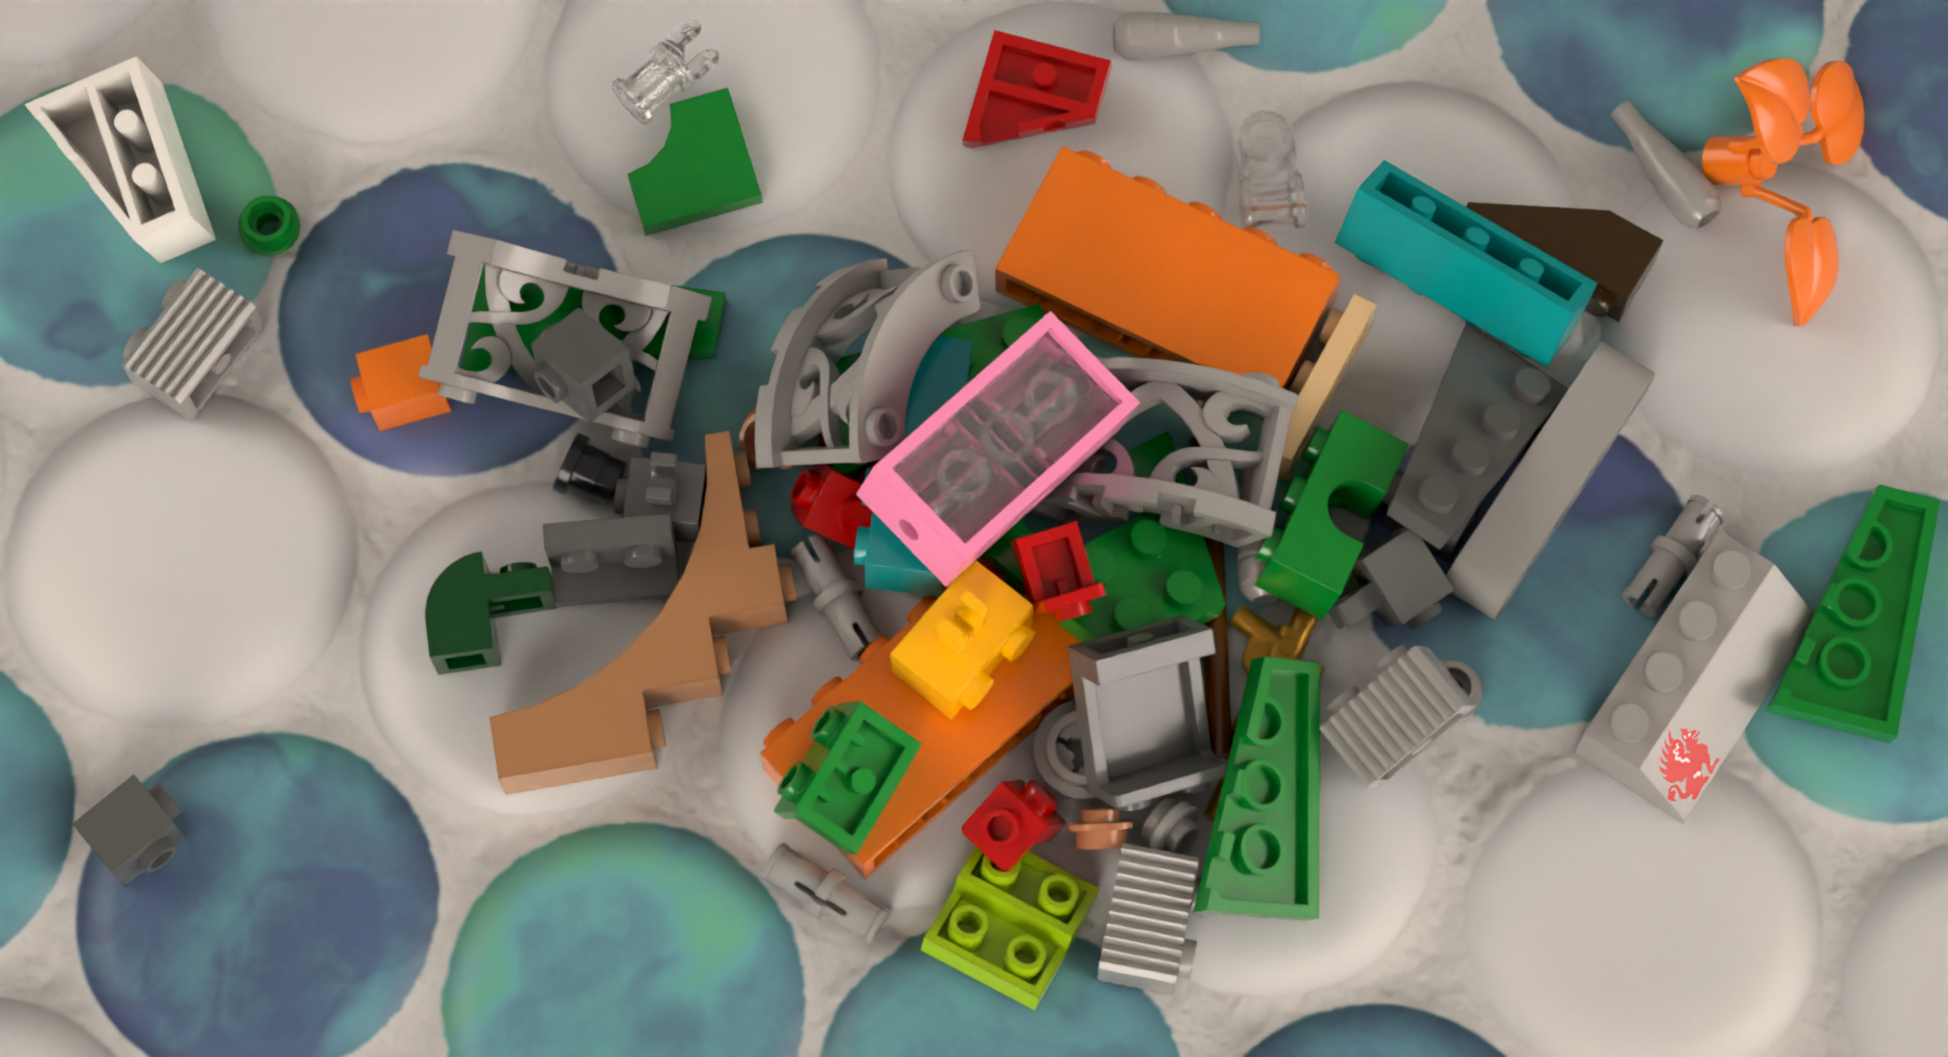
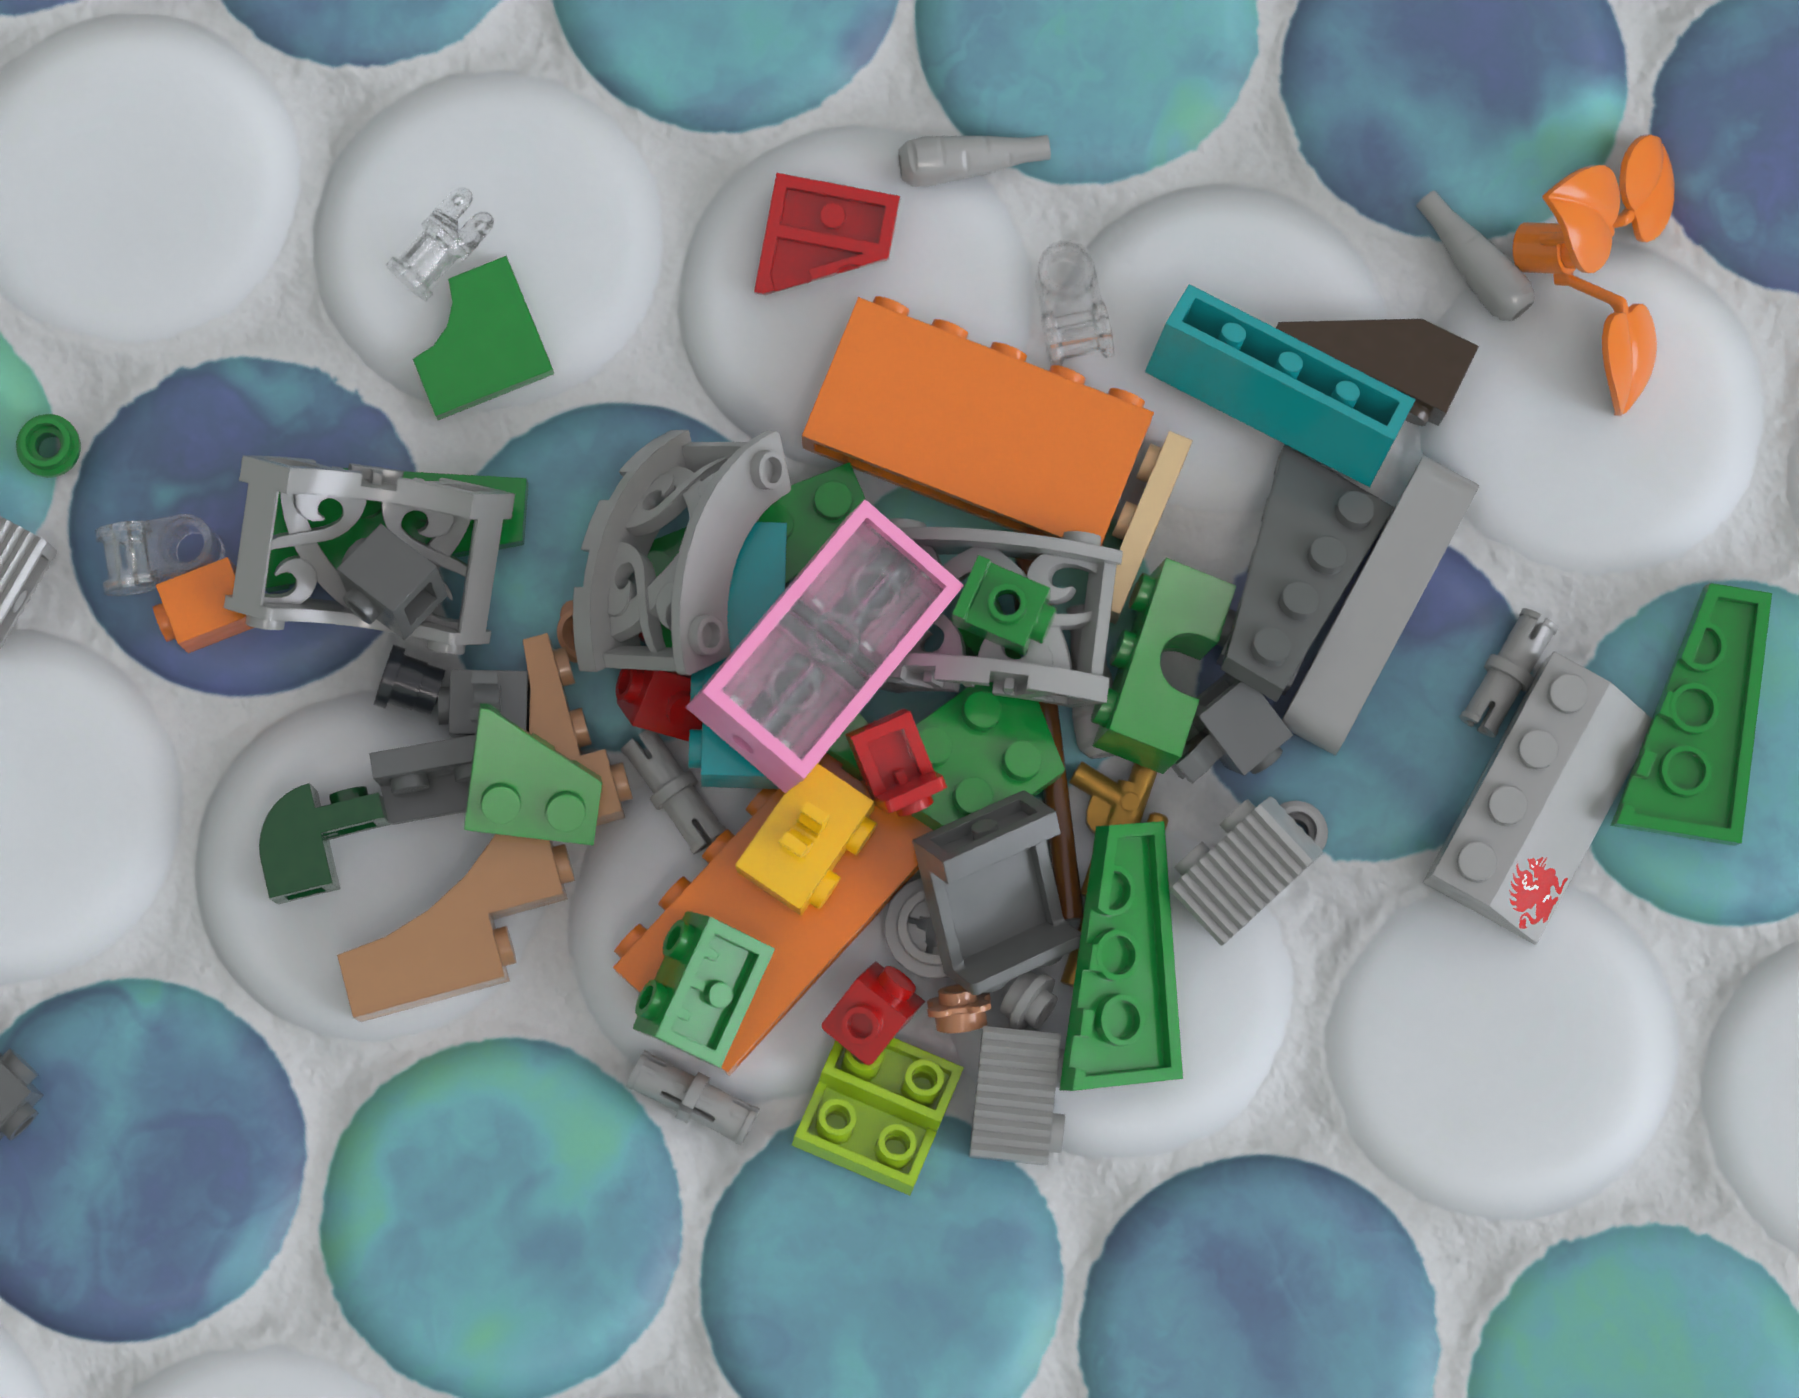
camera: 10 degrees left, 10 degrees up
(354, 325) = (146, 552): none -> clear piece
(694, 567) = (527, 786): none -> green wing
(1178, 453) = (977, 611): none -> green brick

